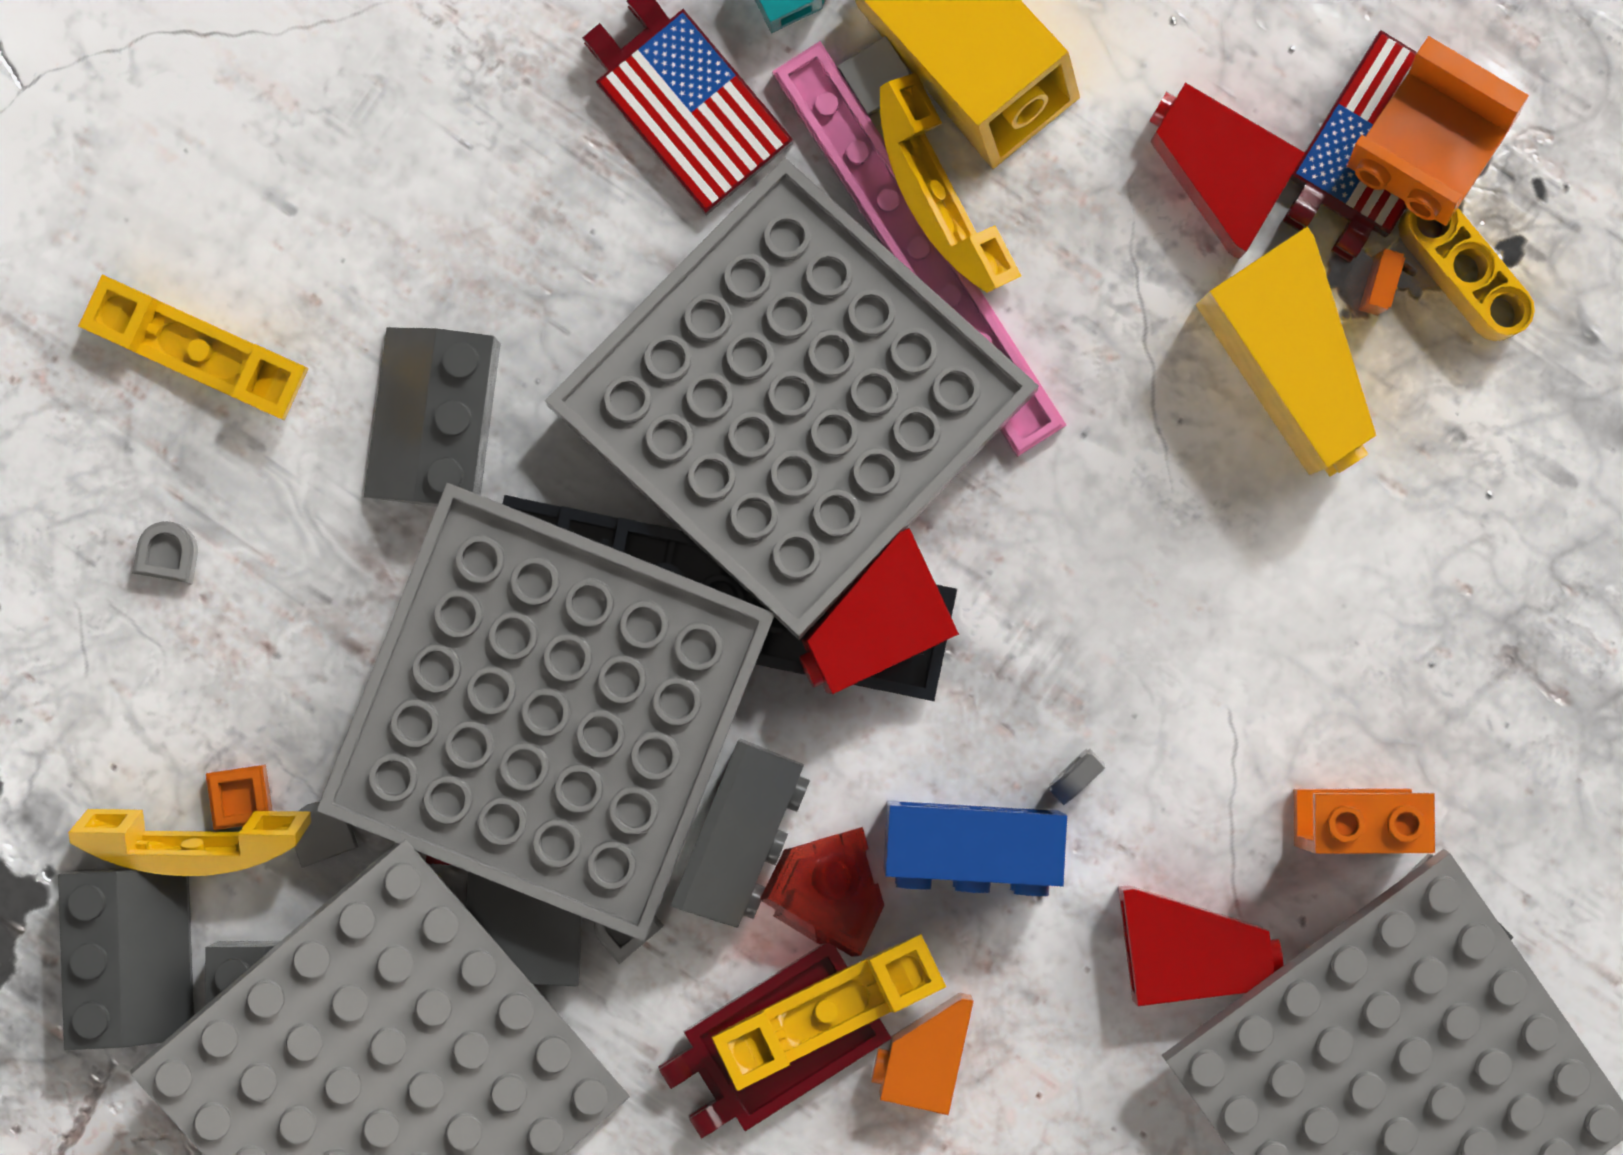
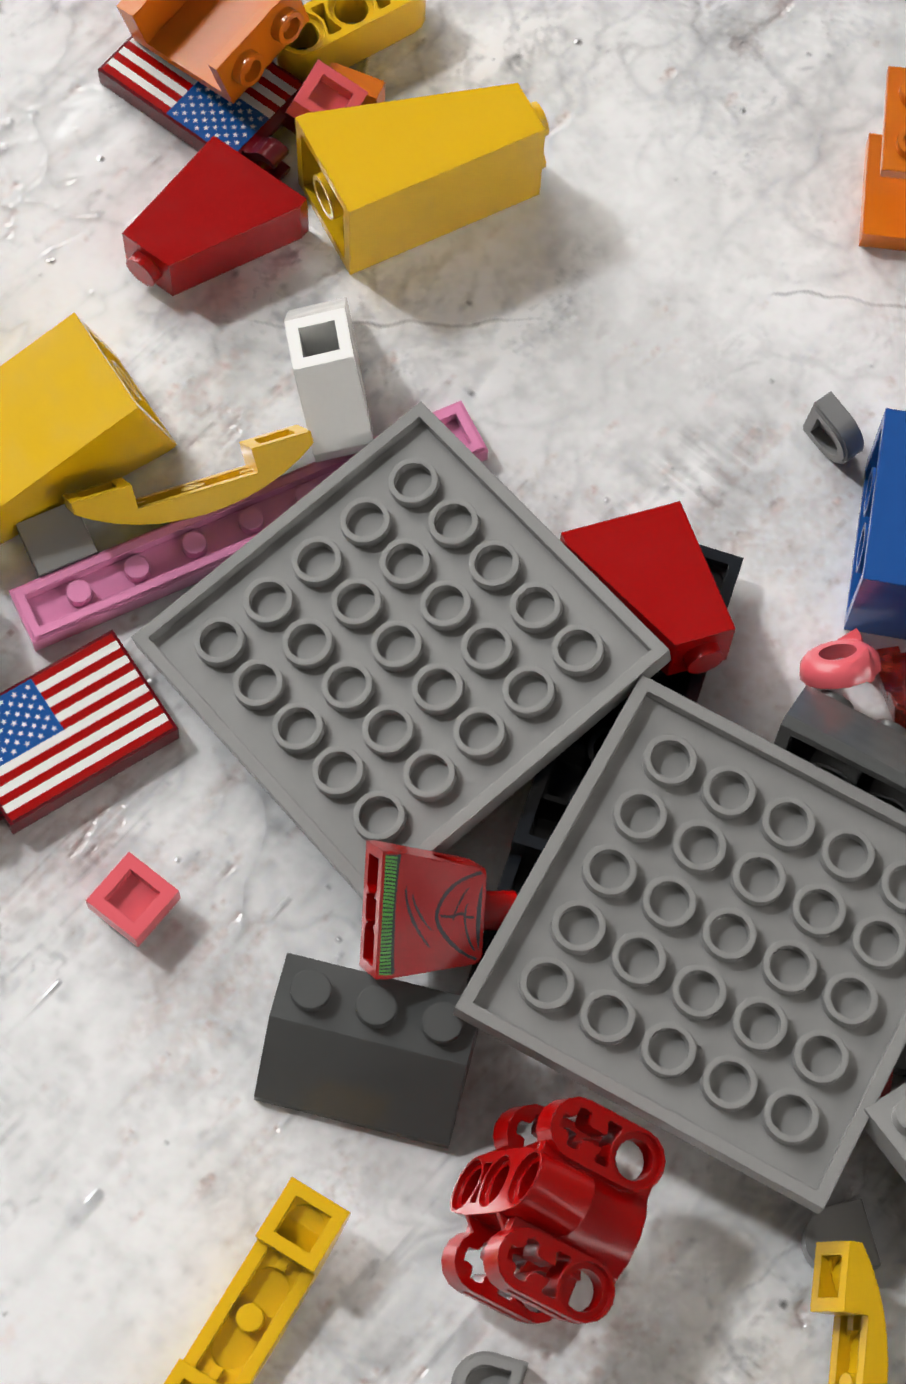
camera: 90 degrees left, 20 degrees down
(237, 794) = (789, 1335): orange tile -> none
(294, 584) = (551, 1211): none -> red piece
(539, 449) = (424, 911): none -> red torso
(543, 198) = (133, 899): none -> coral plate
(824, 805) = (859, 663): none -> coral piece
(1068, 296) = (329, 378): none -> white slope
(1354, 255) = (325, 91): none -> coral plate

